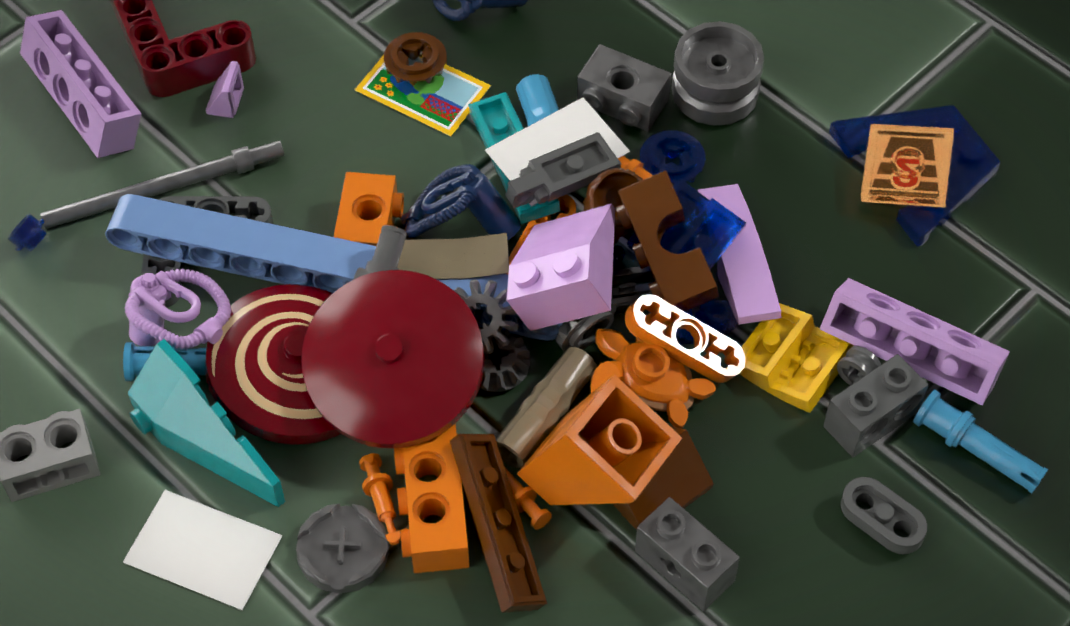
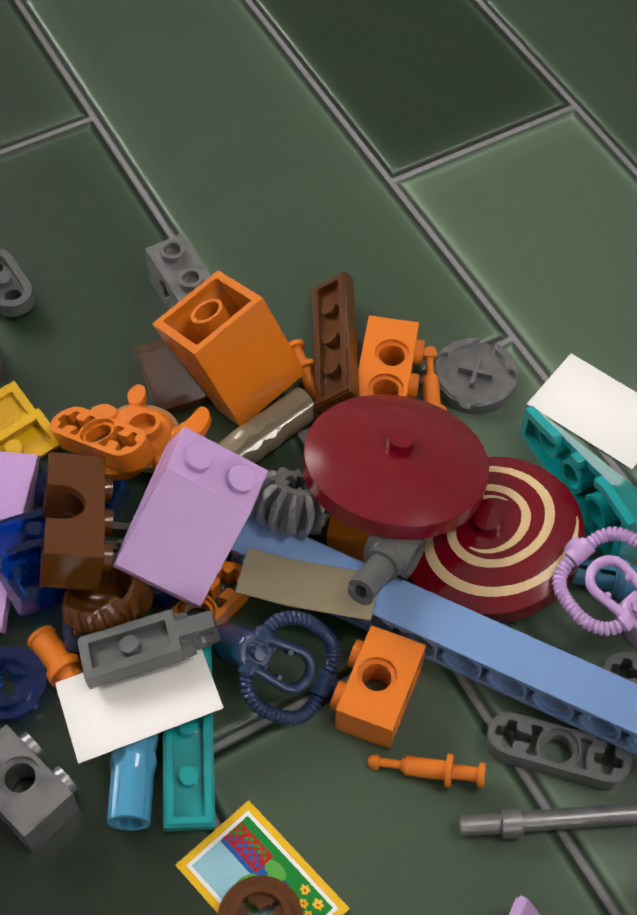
camera: 165 degrees left, 0 degrees up
(304, 180) = (432, 768): none -> orange piece

